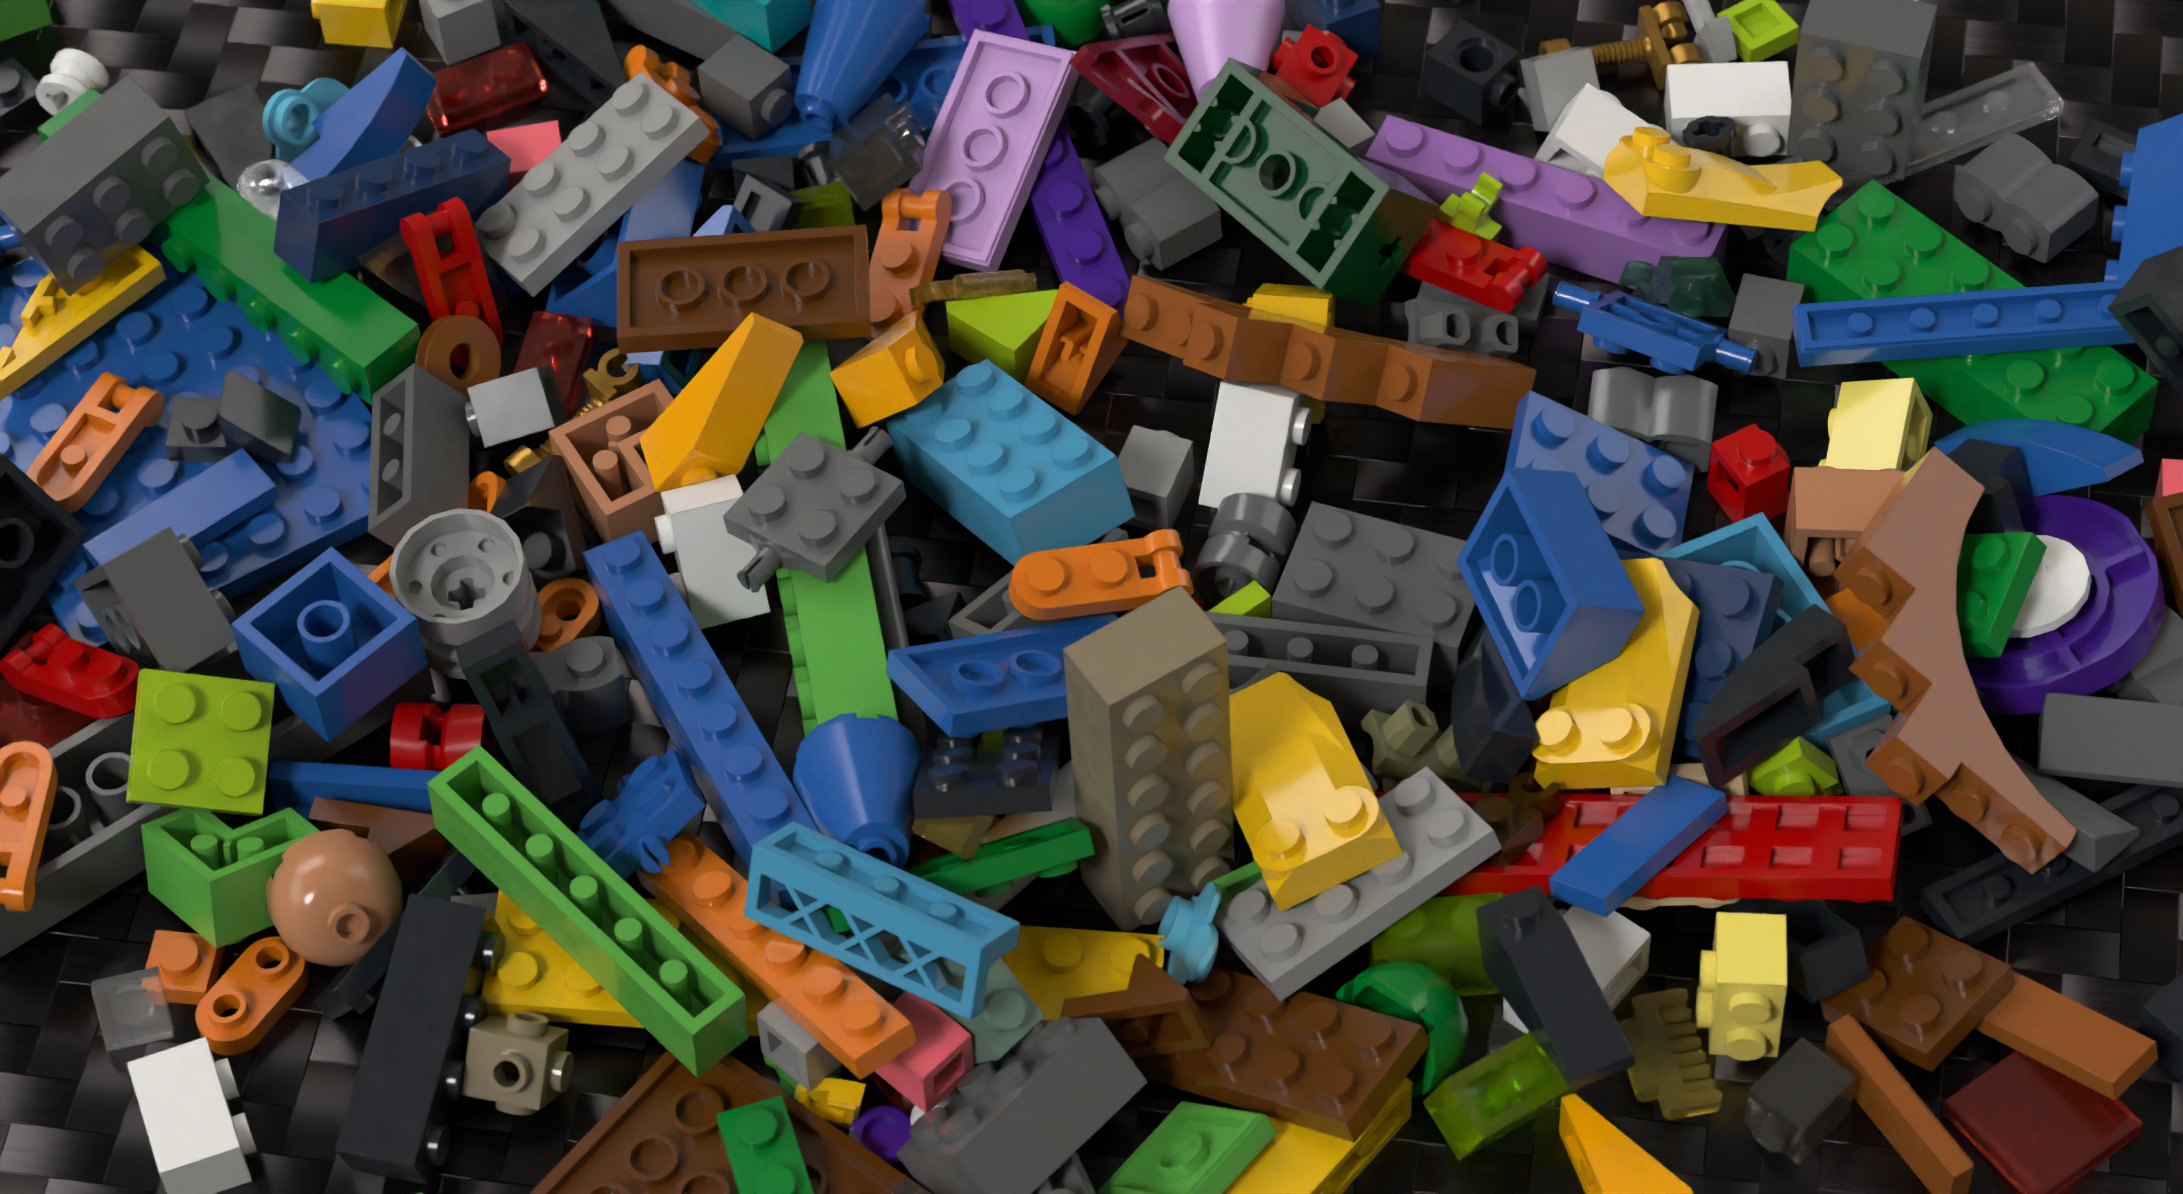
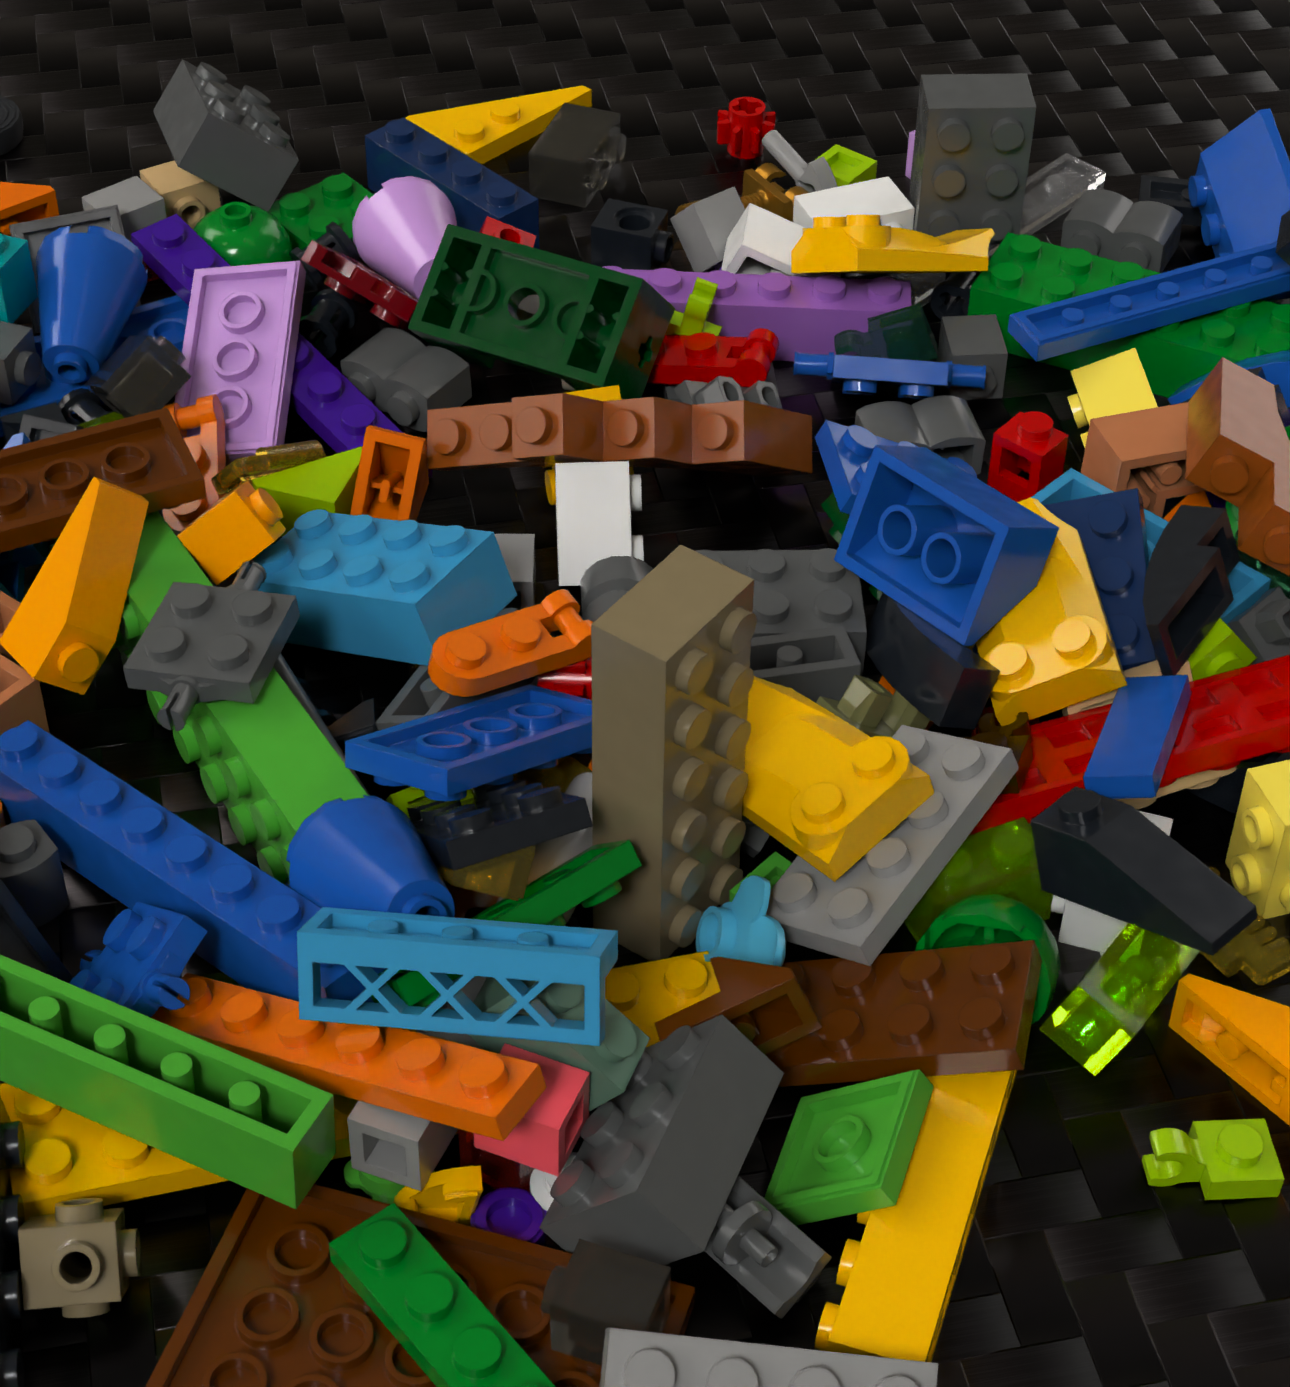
camera: 25 degrees left, 10 degrees down
(708, 554) = (108, 719): white brick -> none

